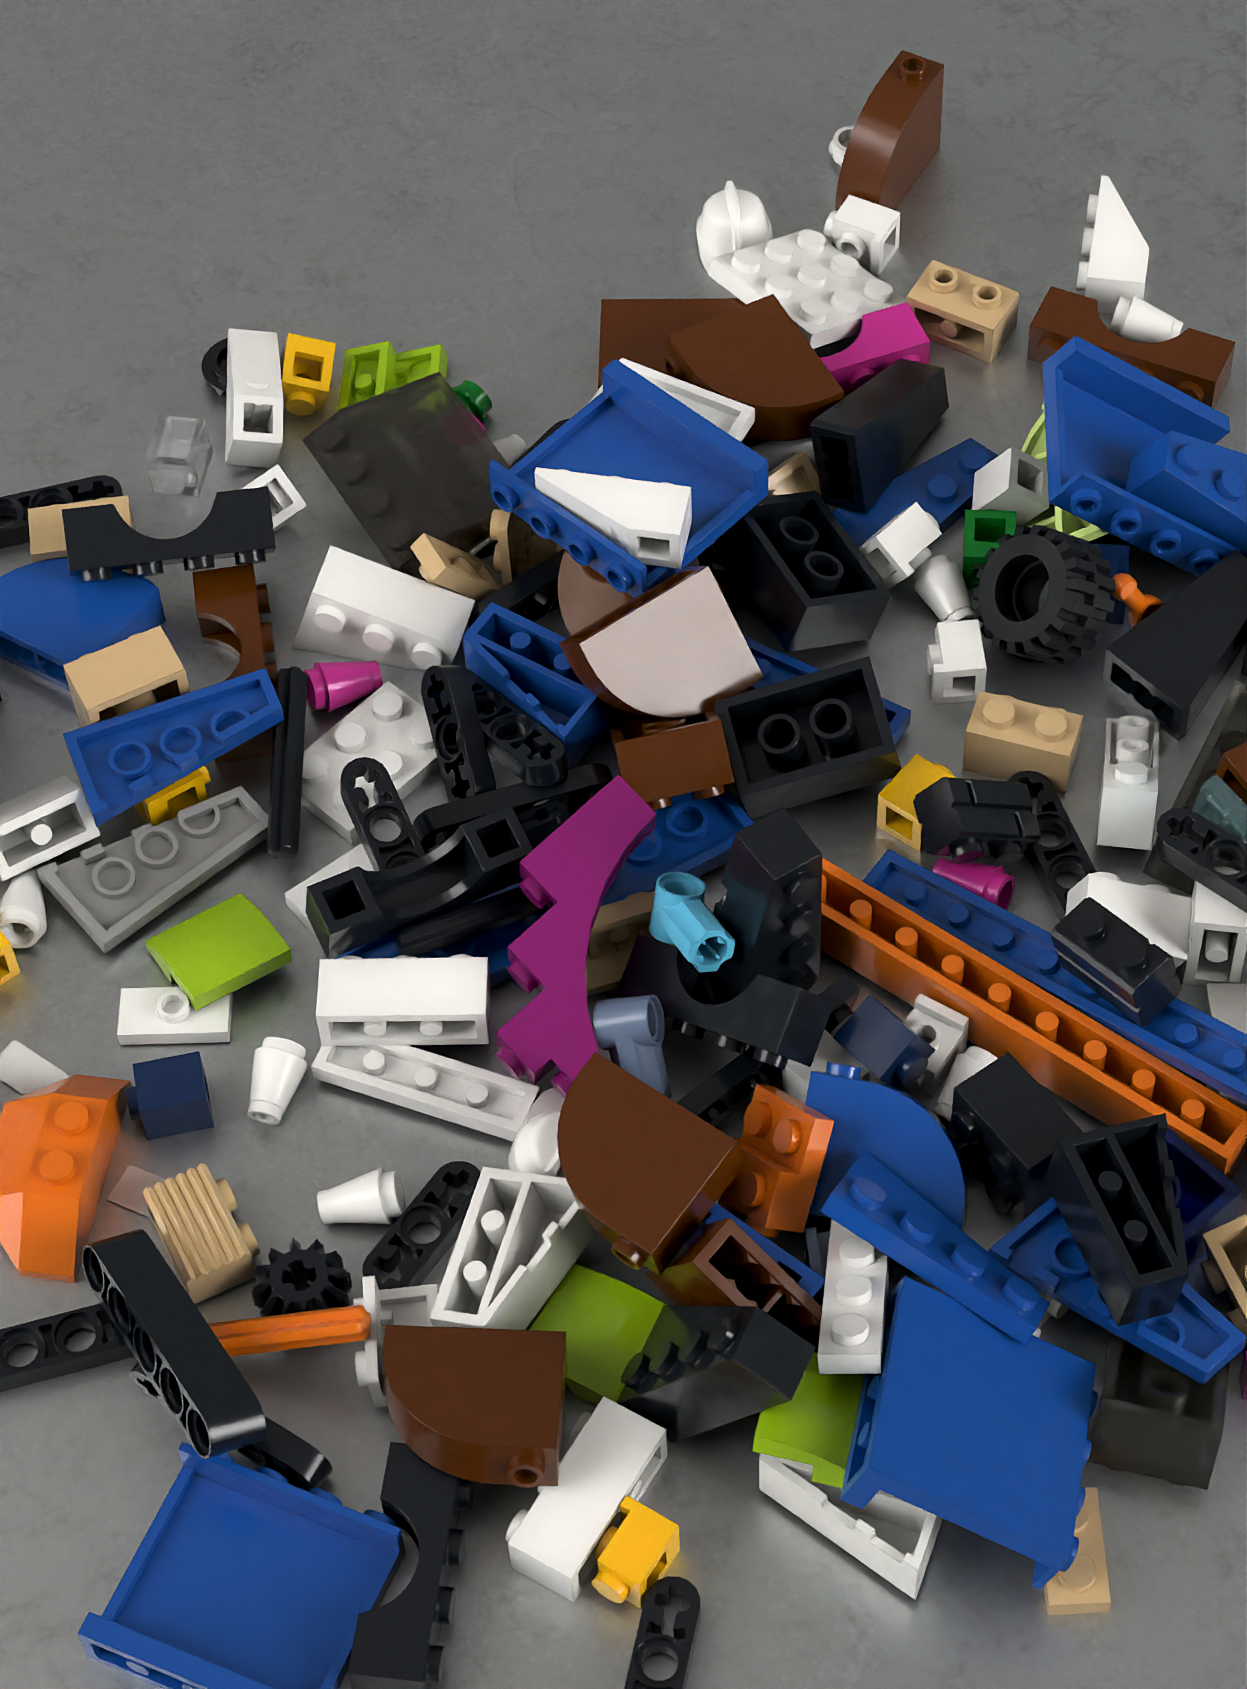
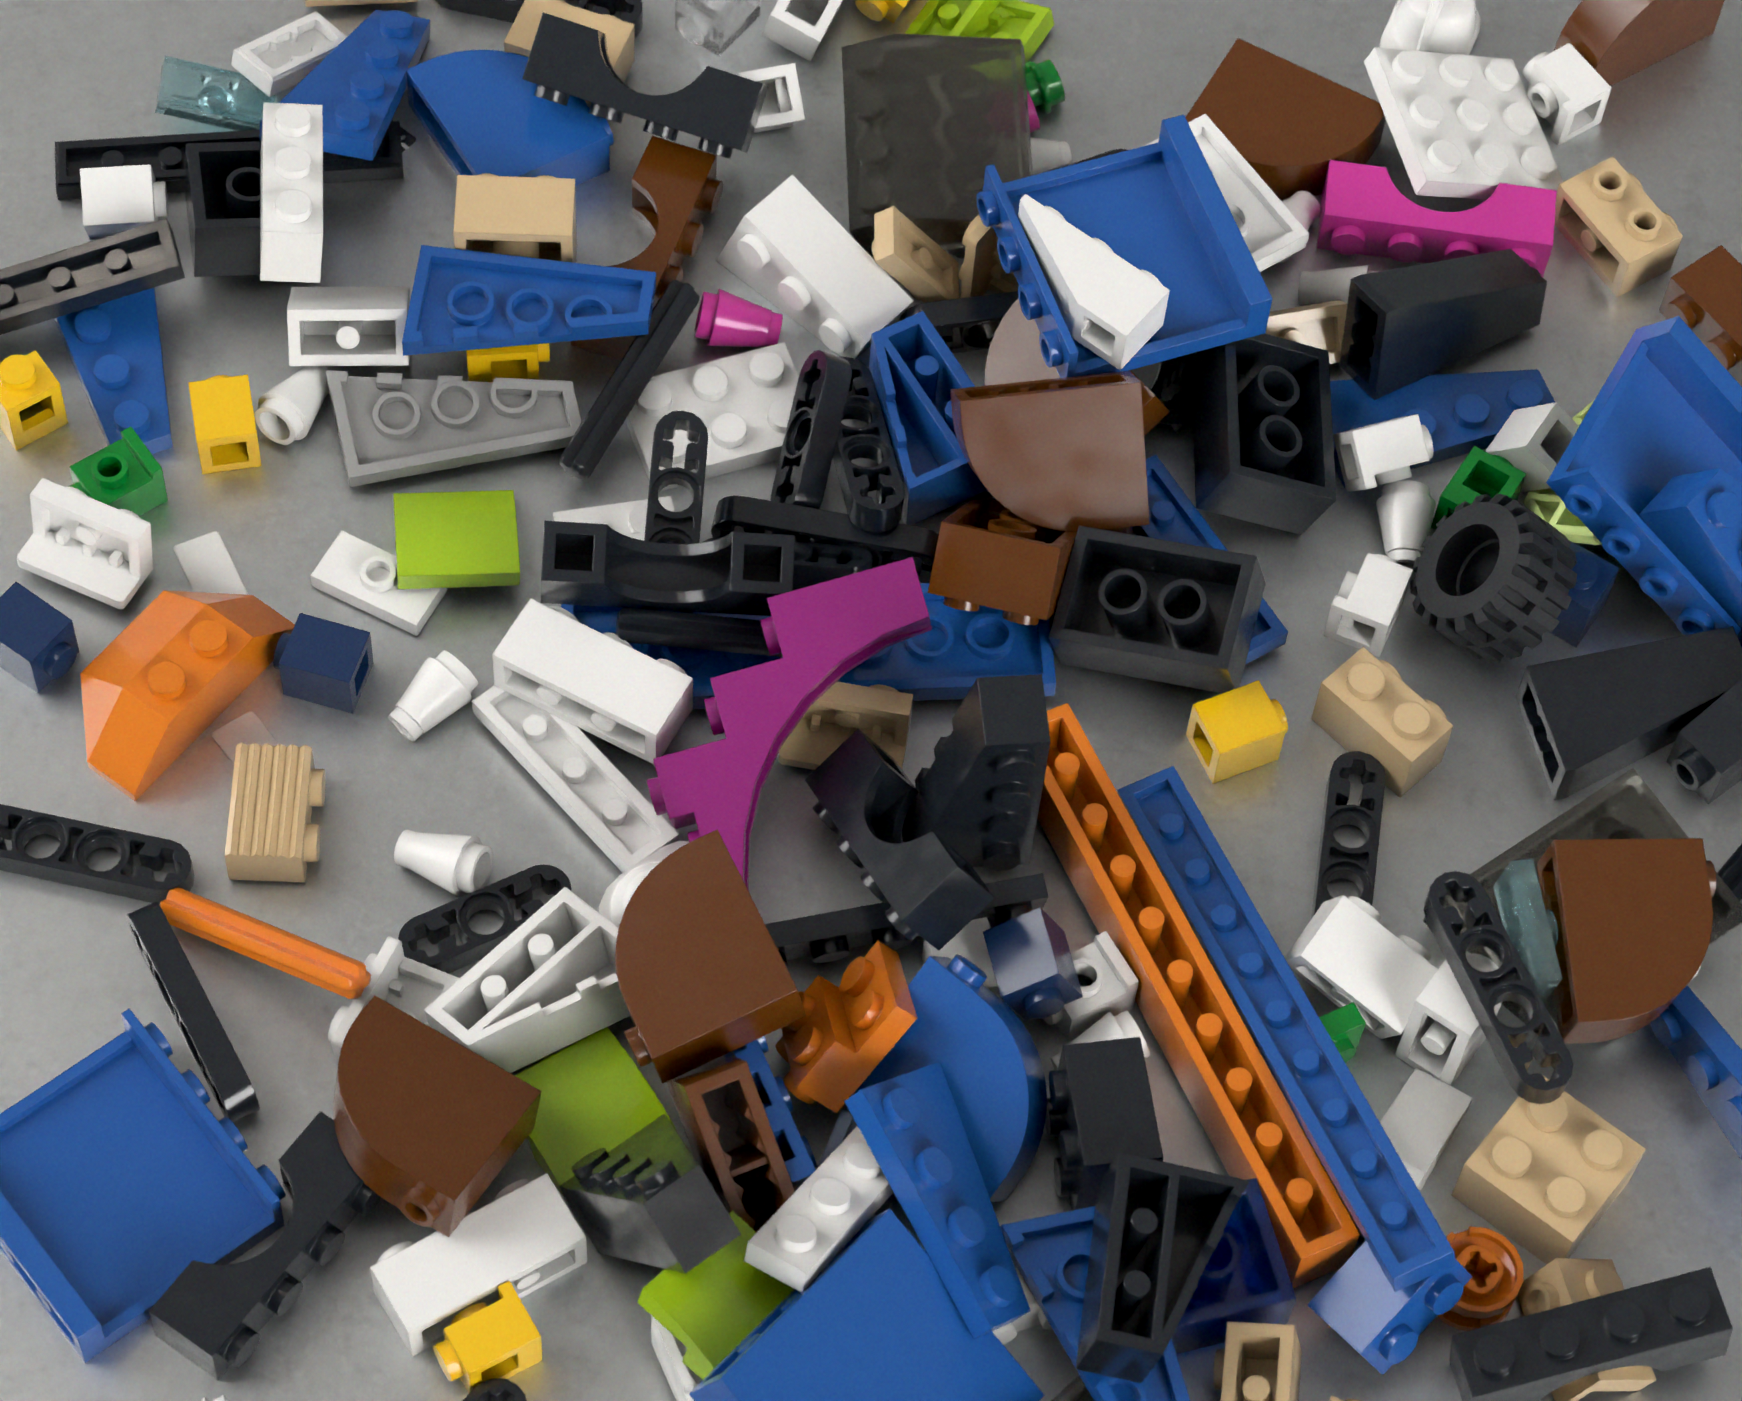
camera: 20 degrees right, 5 degrees up
(173, 1344) = (171, 909): black beam -> none
(300, 1269) = (339, 896): black gear -> none
(633, 1035) = (791, 829): sand blue piece -> none
(685, 921) = (907, 742): medium azure piece -> none
(759, 361) = (1344, 187): reddish brown brick -> none
(977, 820) = (1276, 781): black brick -> none
(981, 879) = (1247, 848): dark pink cone -> none
(1116, 961) = (1305, 1000): black brick -> none
(1129, 783) = (1467, 815): white slope -> none
(1139, 604) = (1592, 635): orange piece -> none

